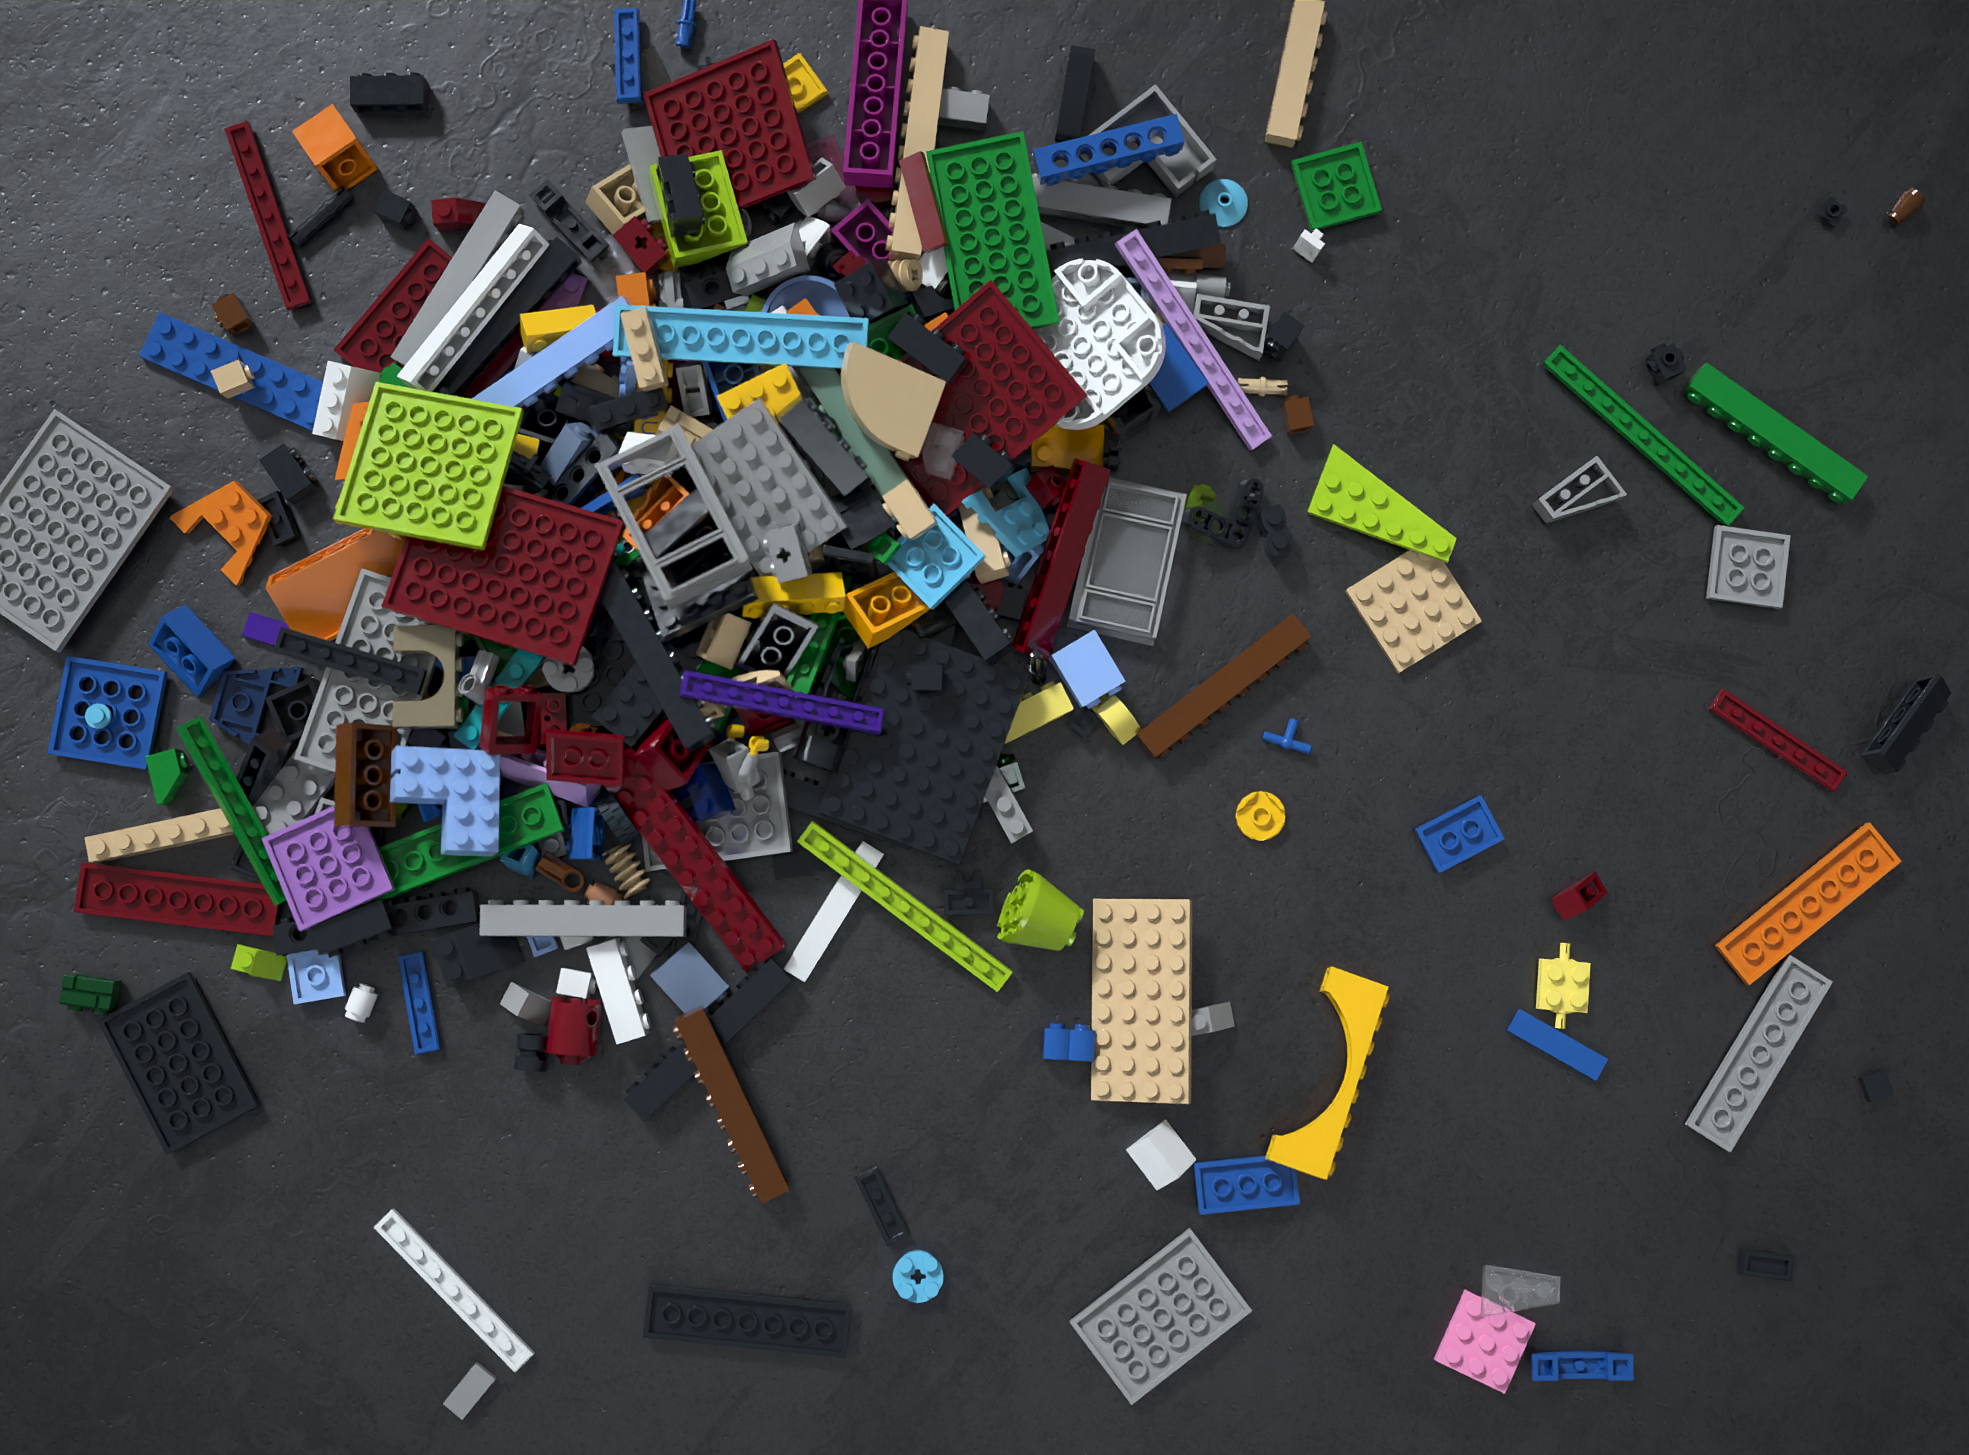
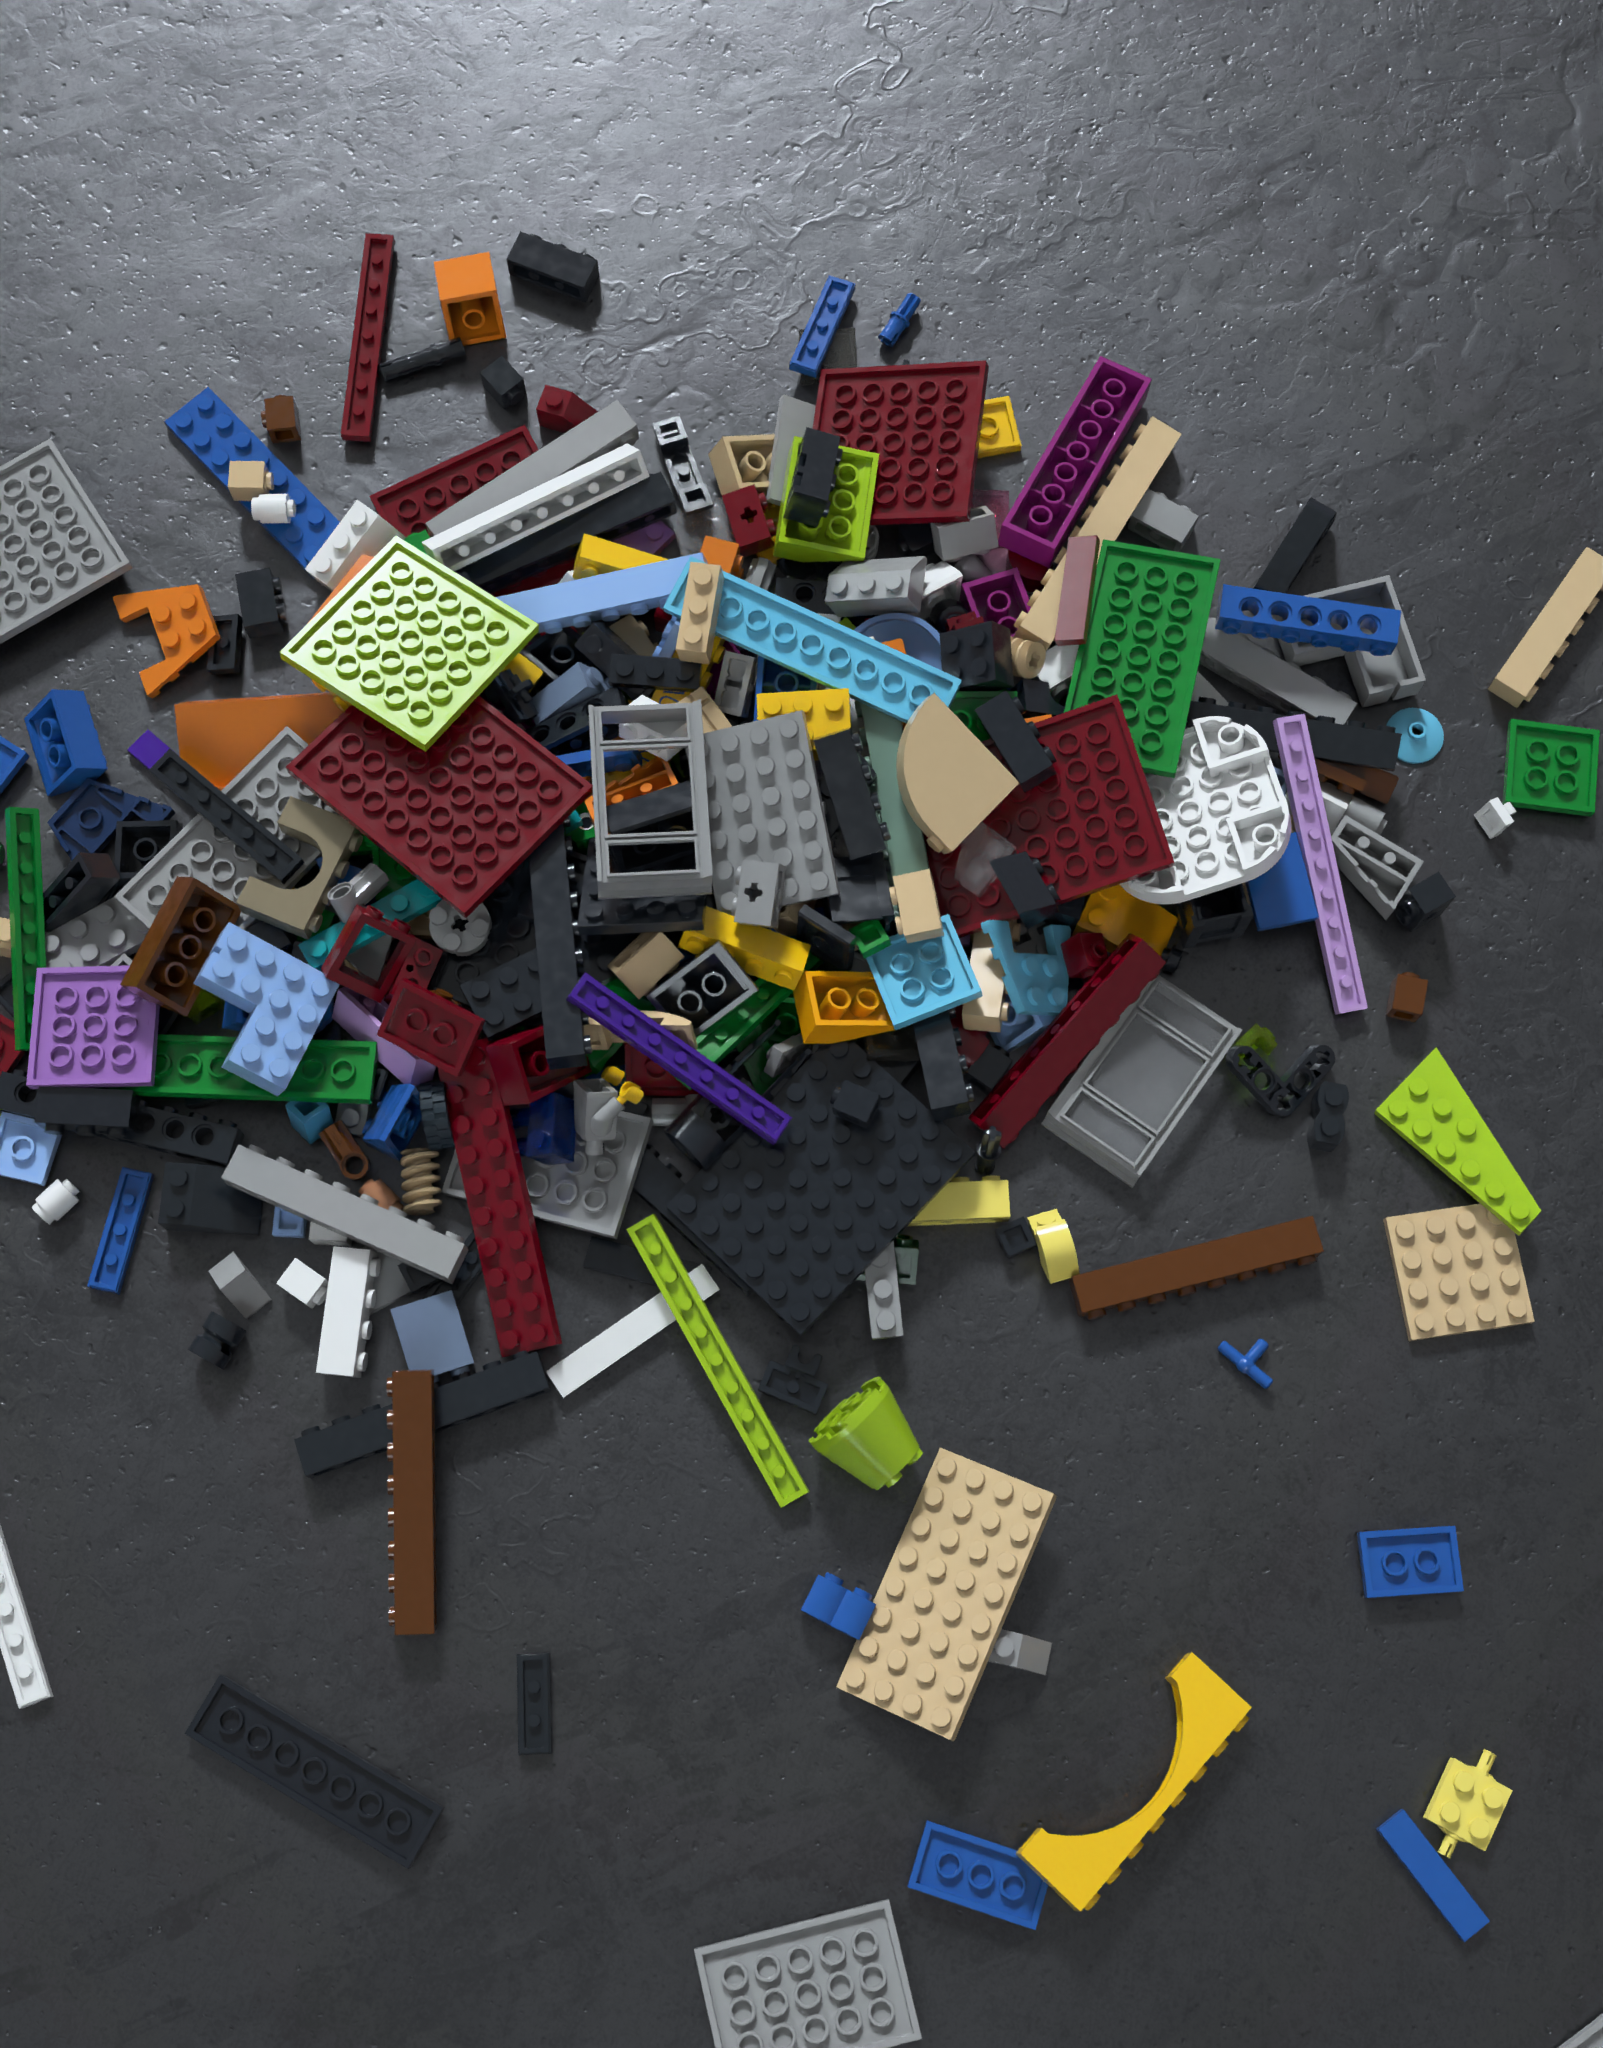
camera: 30 degrees right, 10 degrees down
(263, 393) = (273, 508): none -> white brick
(574, 1029) = (276, 1333): dark red cylinder -> none
(927, 1265) = (555, 1800): medium azure plate -> none
(1087, 670) = (1045, 1177): light blue slope -> none
(1161, 1155) = (892, 1793): white slope -> none
(1260, 816) = (1178, 1437): yellow tile -> none
(1263, 386) = (1380, 950): tan pin -> none
(1579, 896) = (1529, 1701): dark red slope -> none

